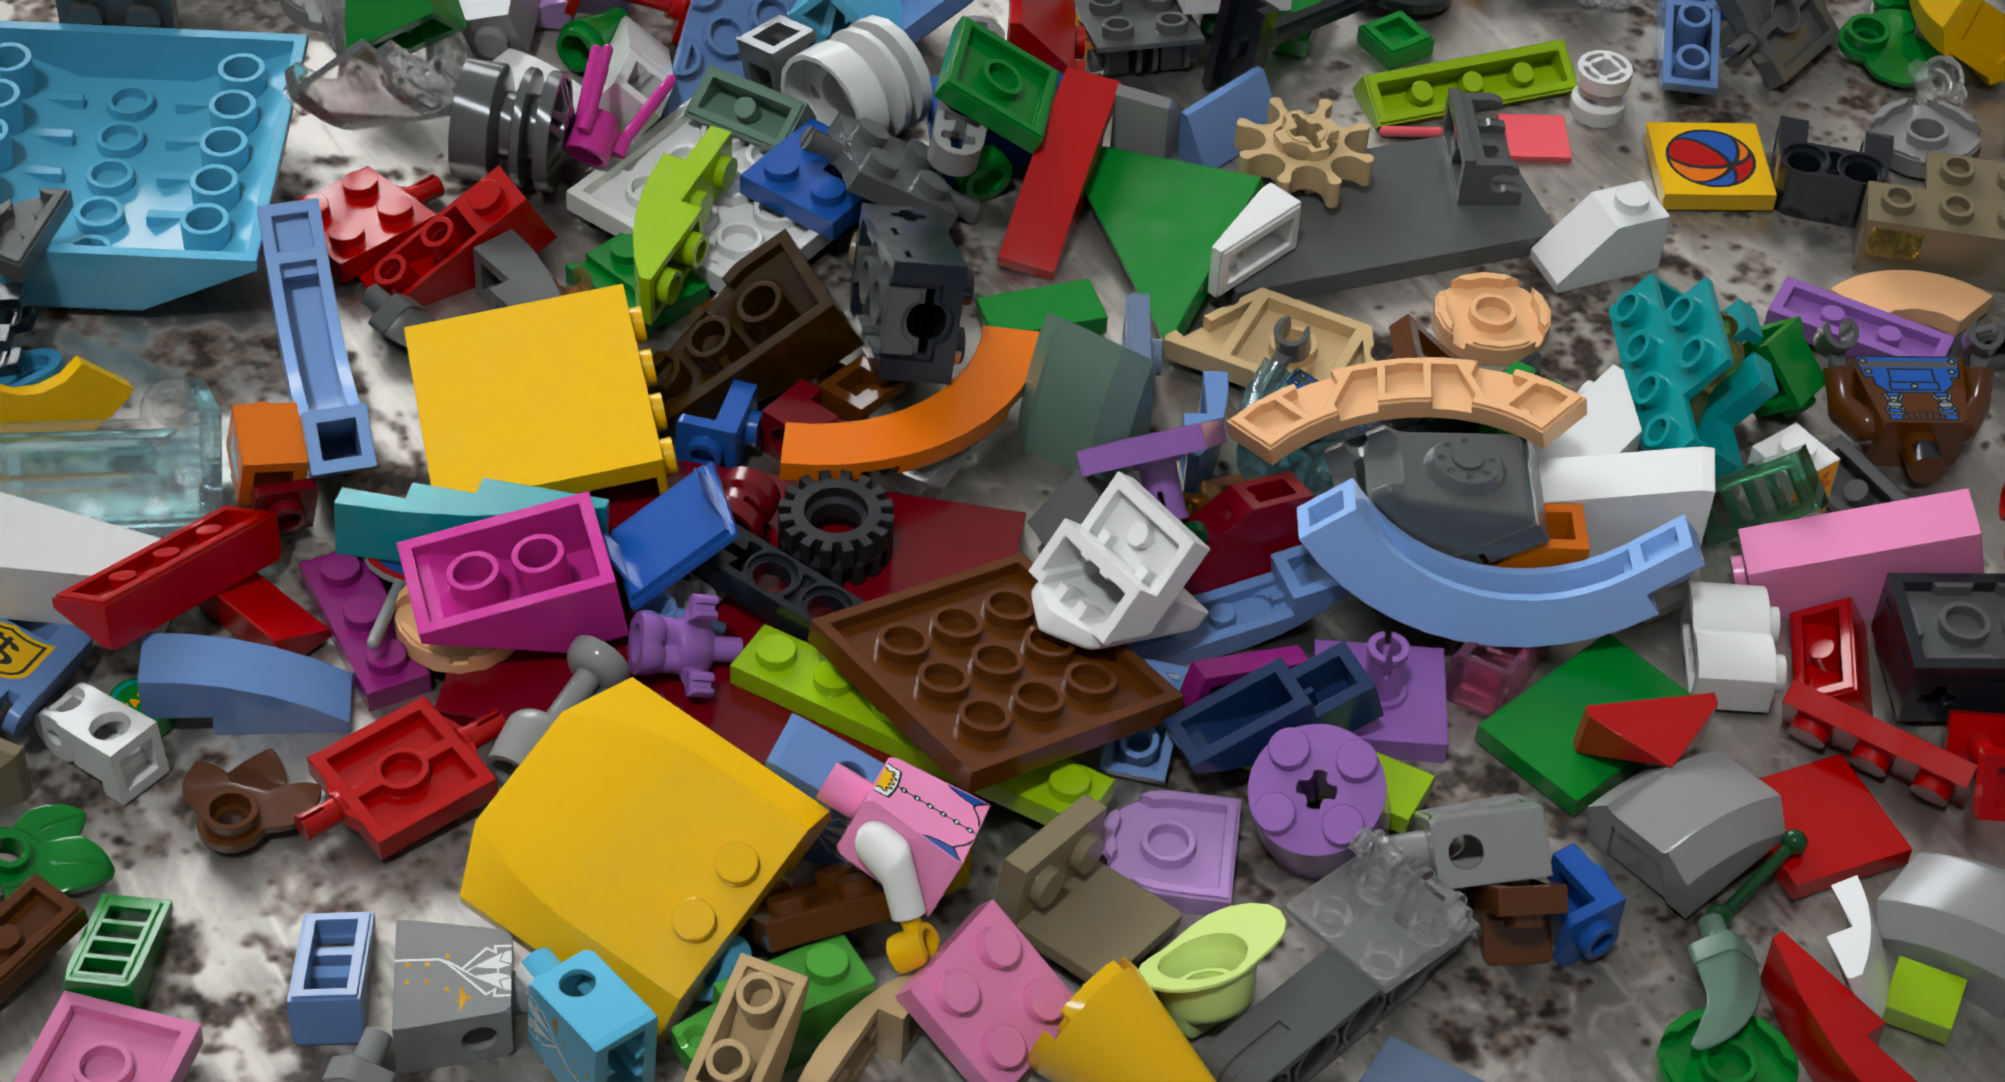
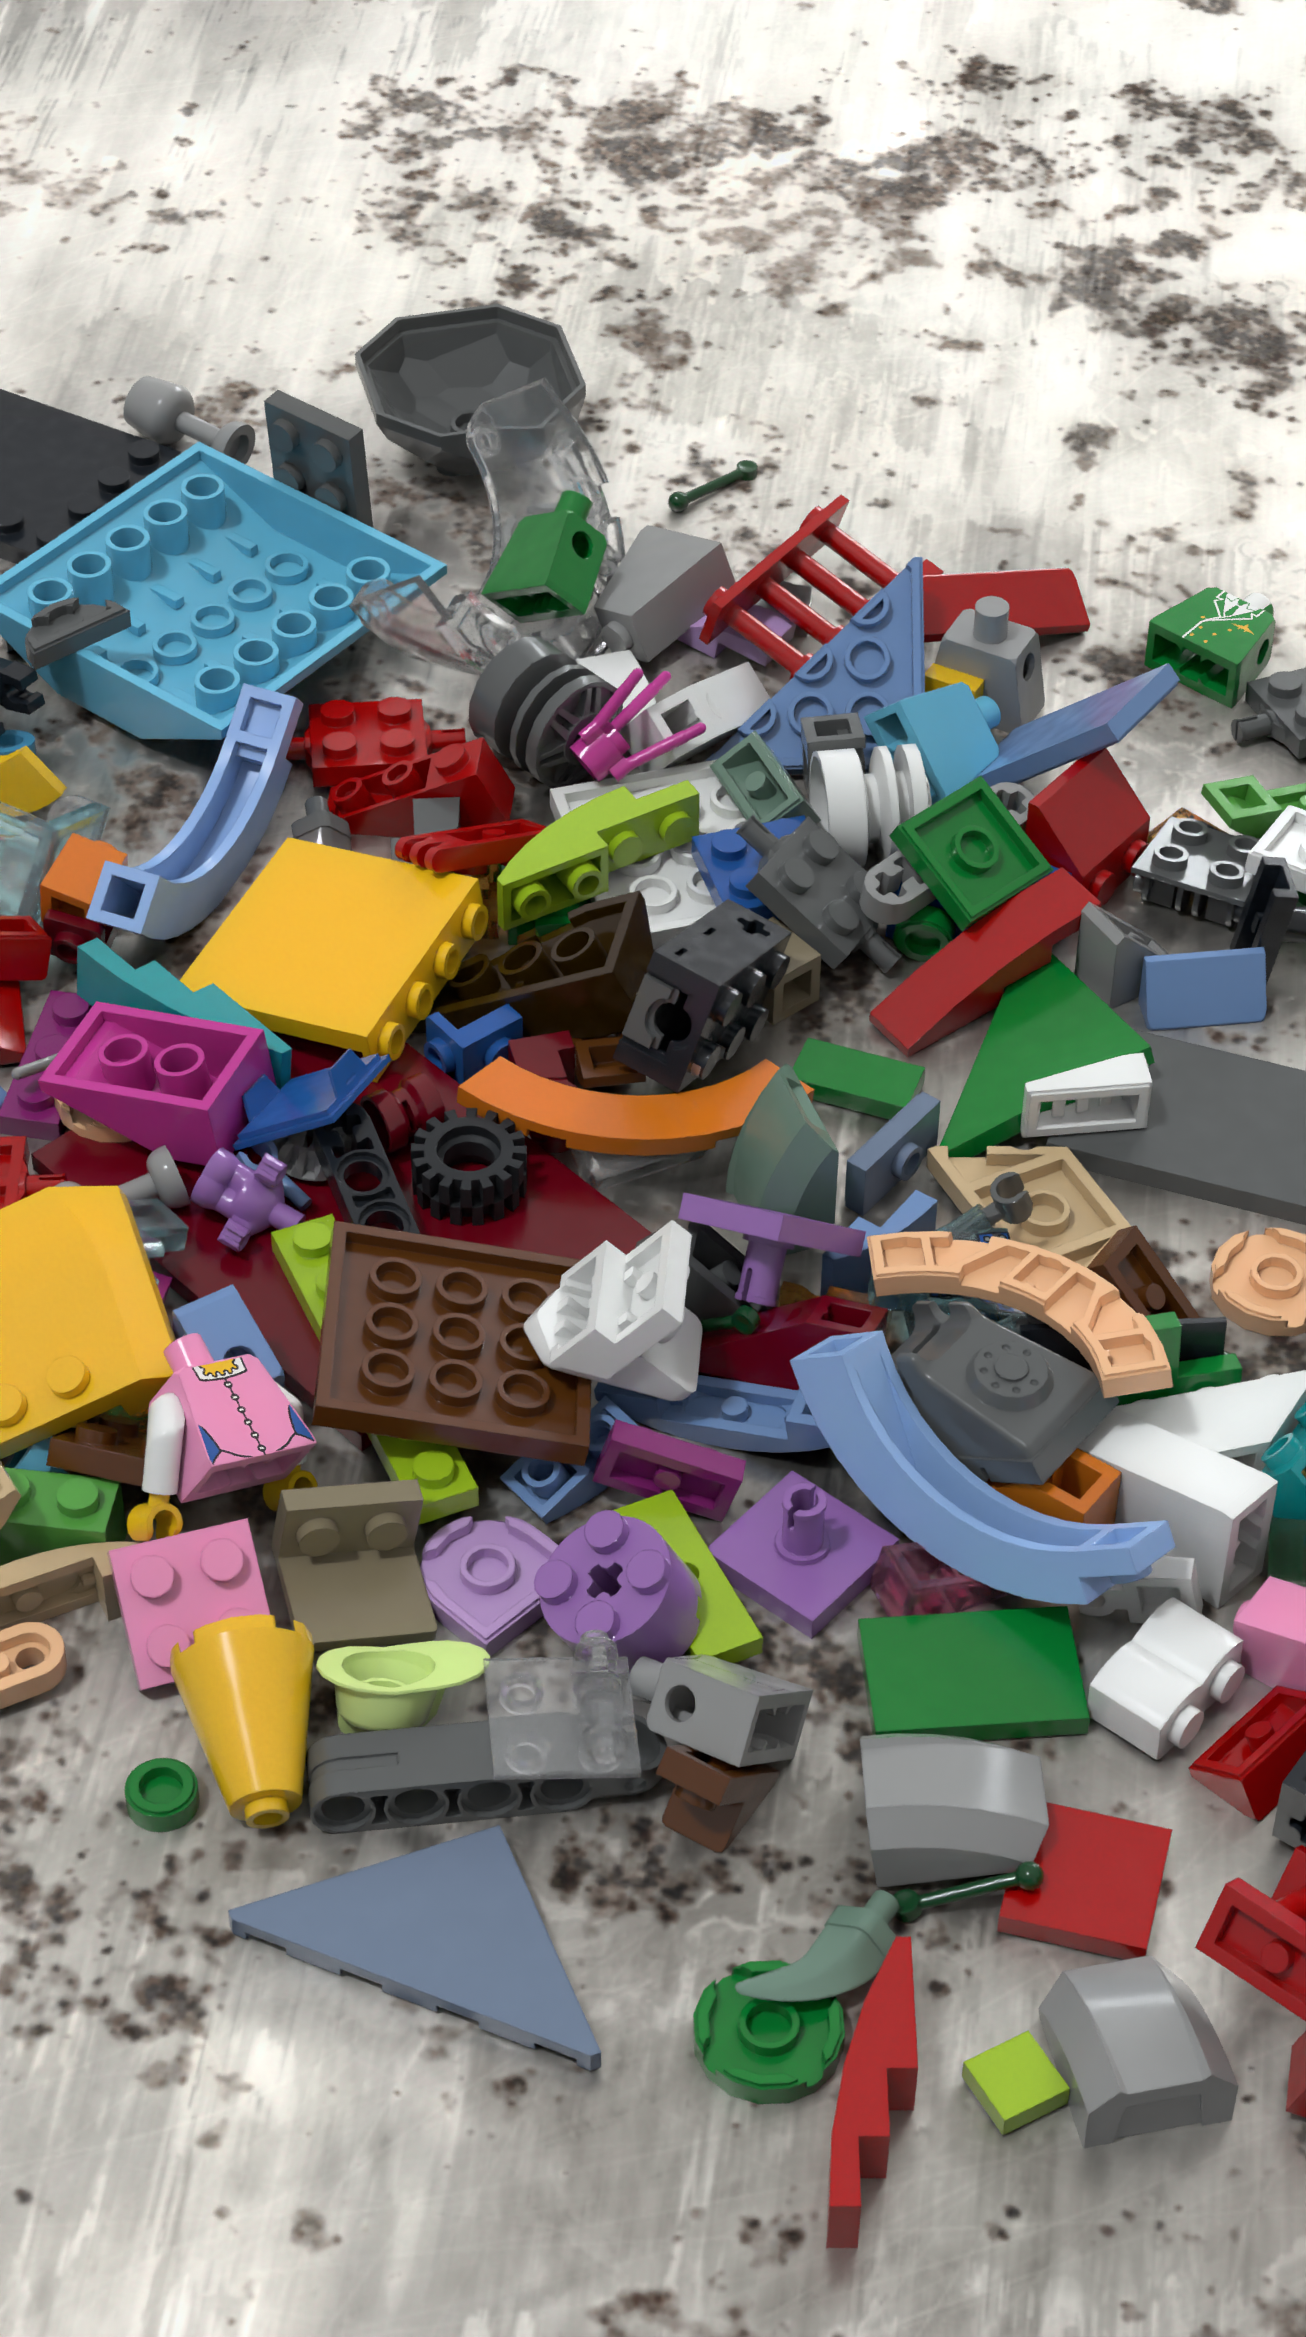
camera: 40 degrees right, 0 degrees up
(581, 259) = (468, 848): none -> red hinge
(582, 33) = (704, 662): green cone -> none
(1239, 719) = (694, 1512): dark blue slope -> none
(1304, 151) = (1226, 1044): tan gear -> none
(1593, 907) = (772, 1839): blue bracket -> none
(1646, 730) = (984, 1703): red slope -> none
(1860, 947) = (978, 2007): white slope -> none
(1878, 746) = (1205, 1837): red plate -> none

